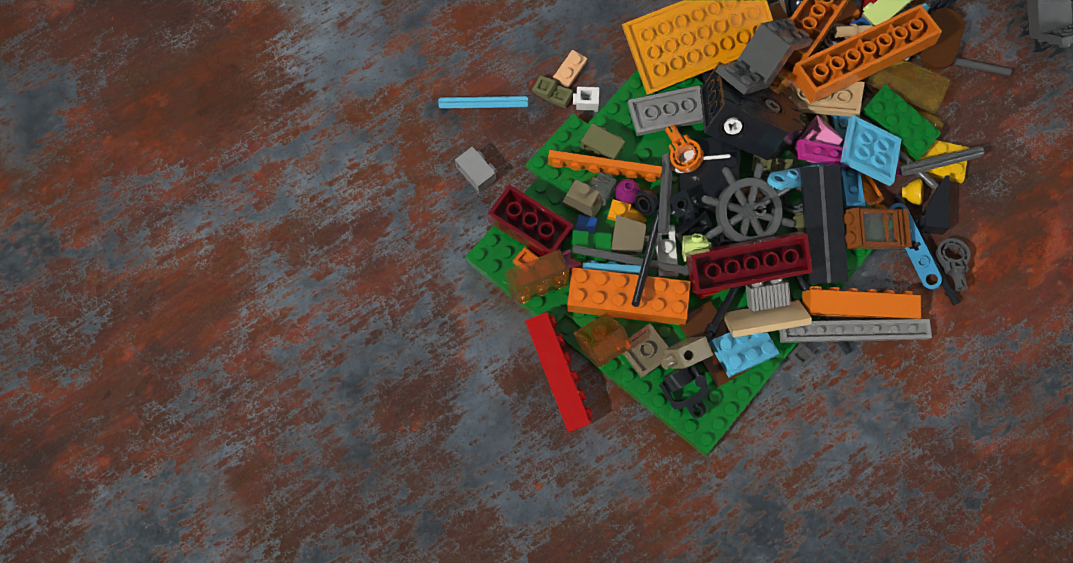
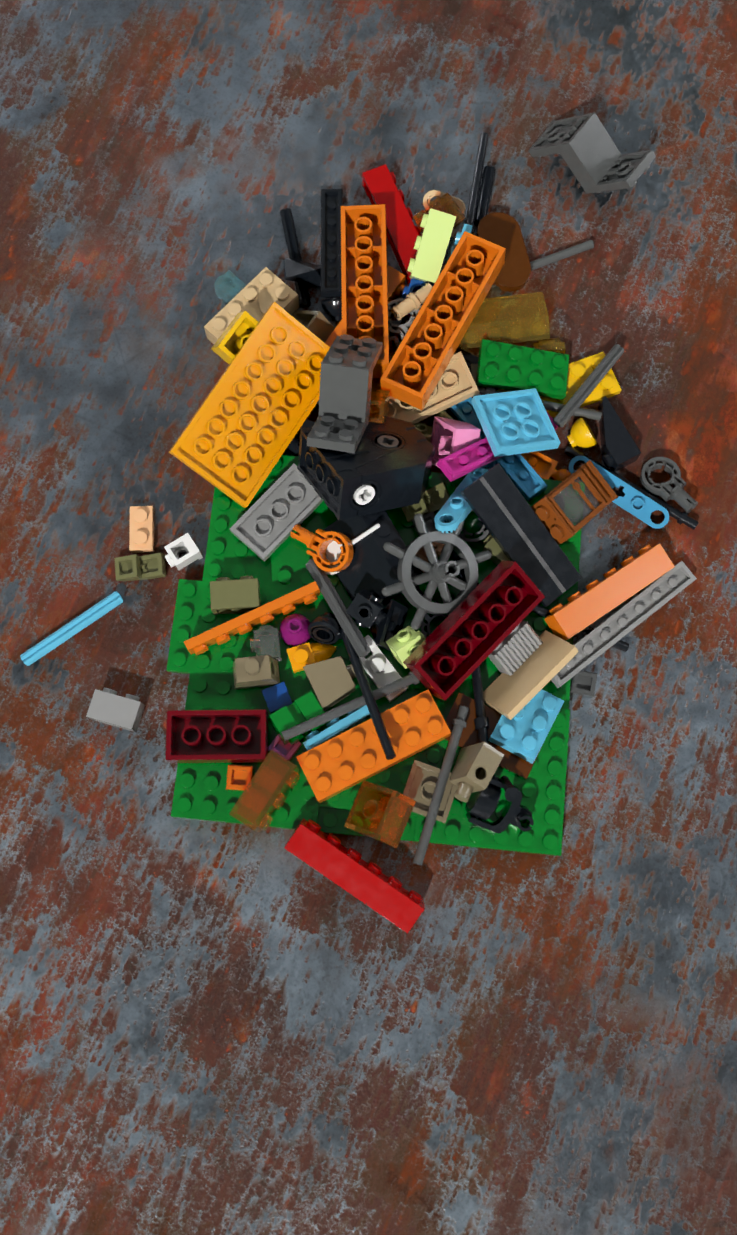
camera: 35 degrees left, 5 degrees up
(696, 319) = (459, 723): none -> dark grey bar

